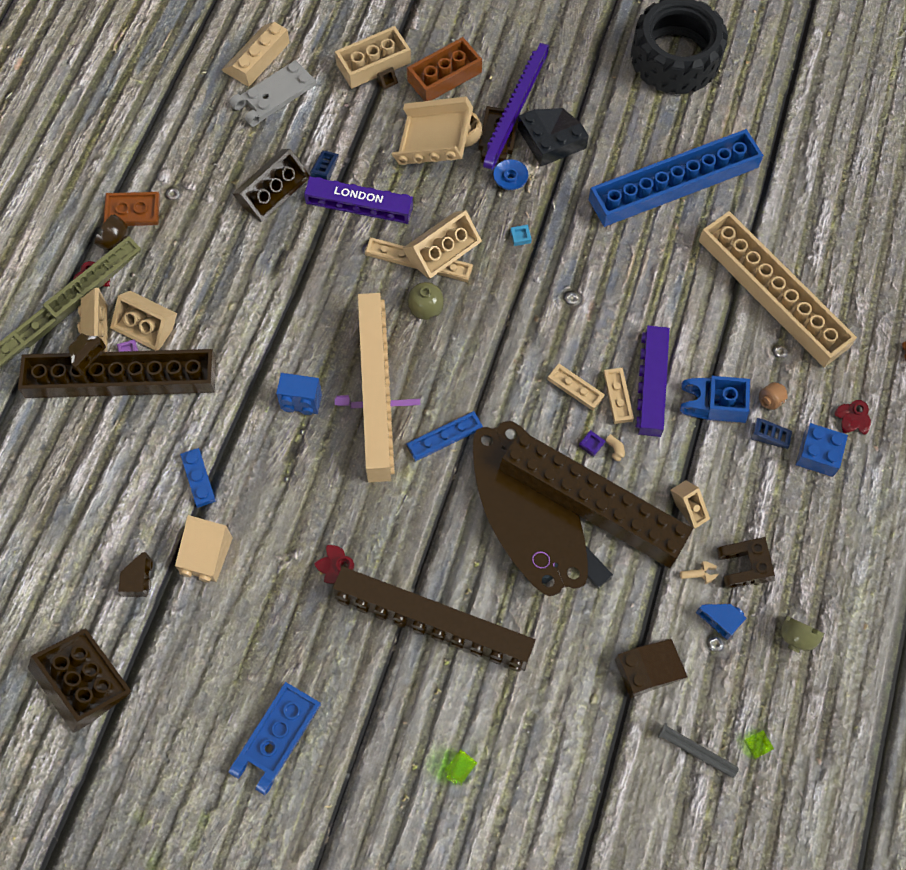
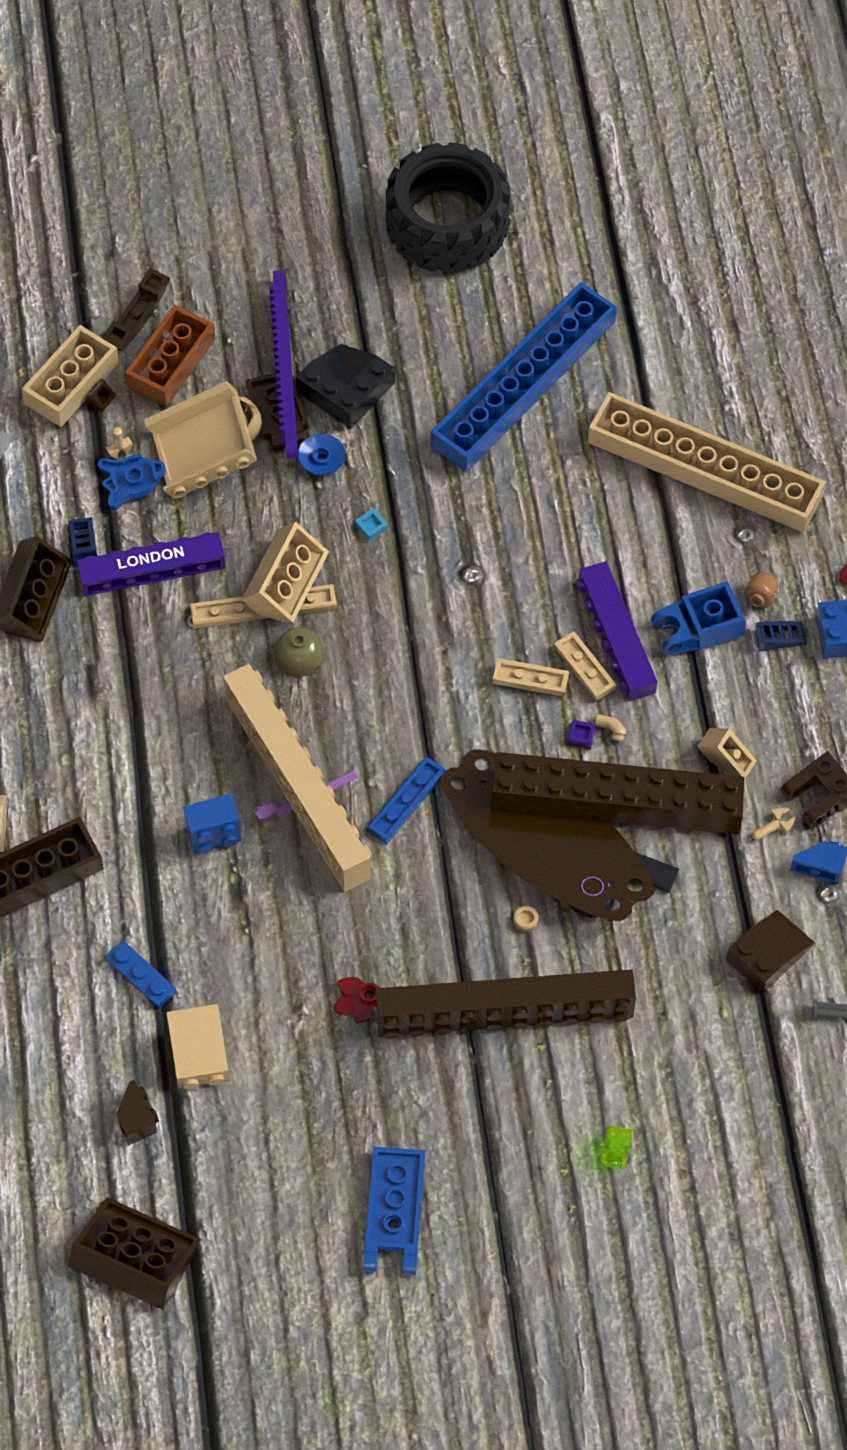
camera: 25 degrees left, 5 degrees down
(376, 139) = (130, 478): none -> blue tile
(385, 115) = (119, 443): none -> tan bar
(442, 35) = (138, 311): none -> dark brown slope
(484, 561) = (526, 919): none -> tan tile

